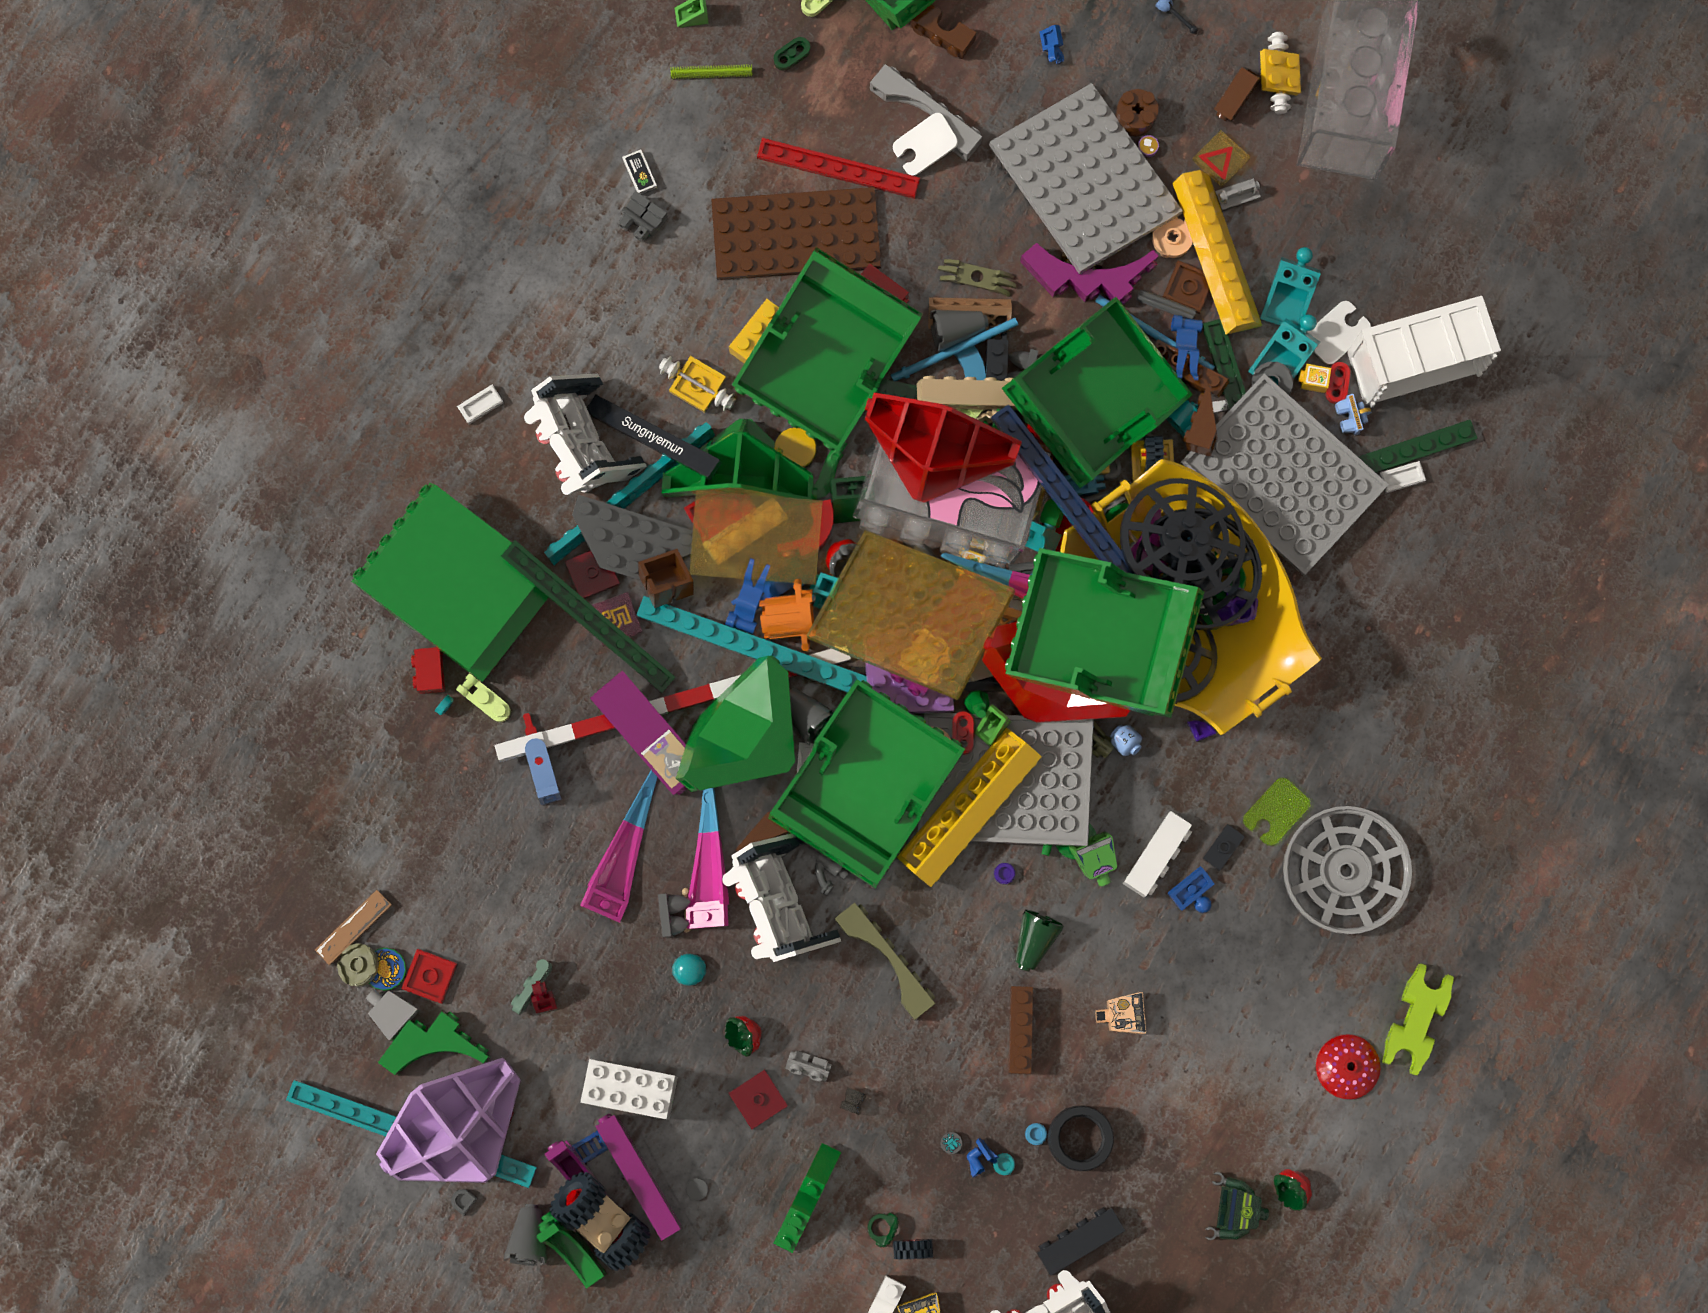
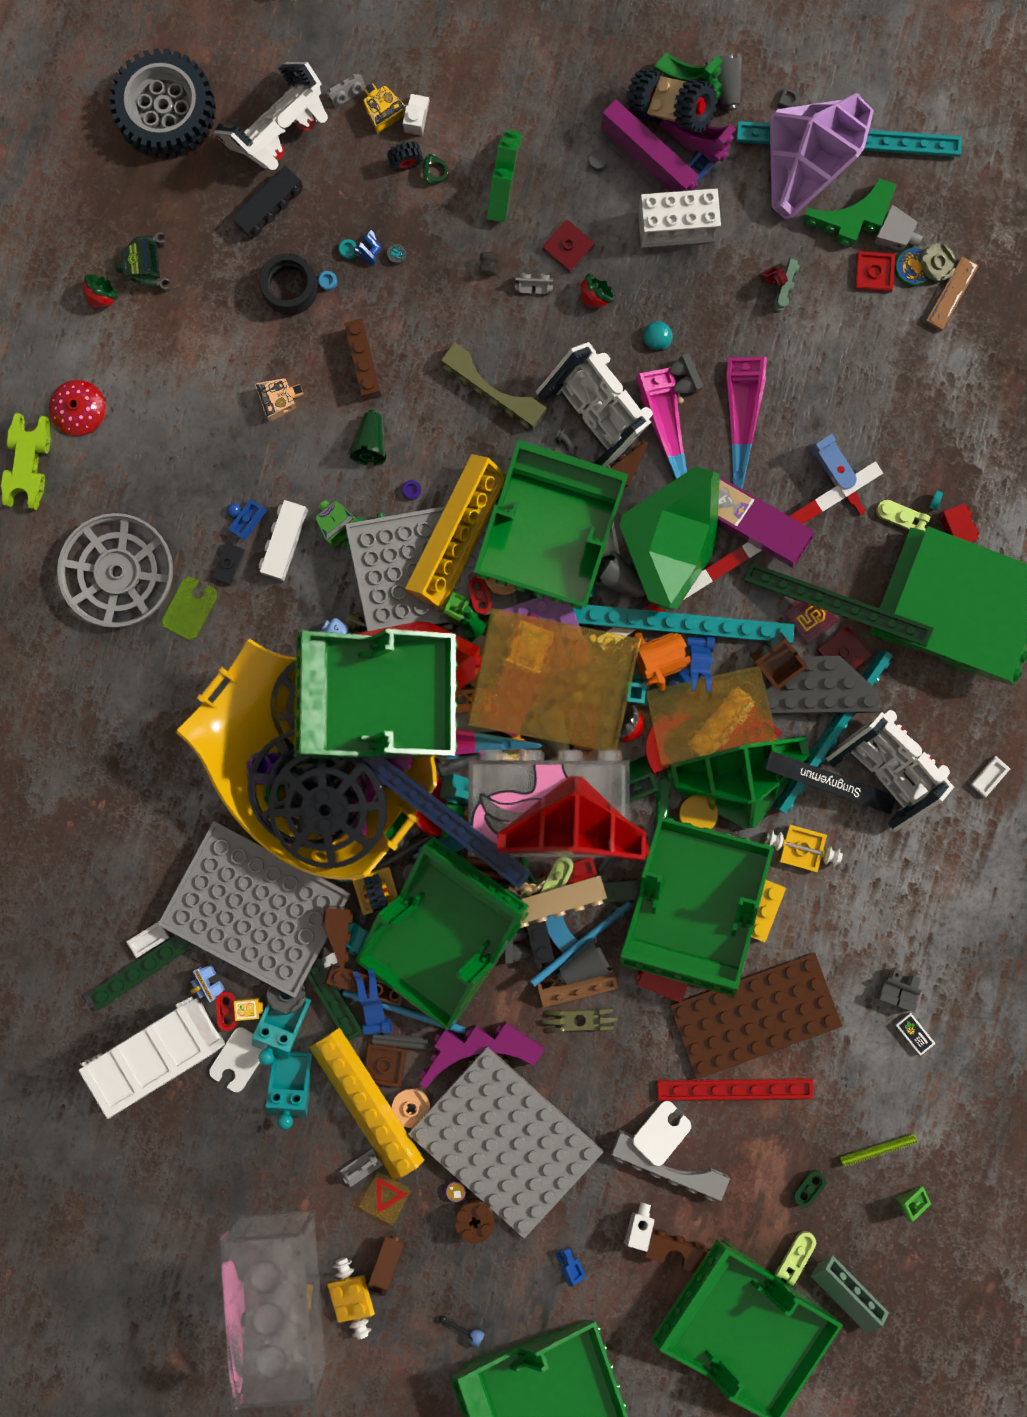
camera: 165 degrees right, 5 degrees up
(977, 52) = (640, 1237): none -> white torso

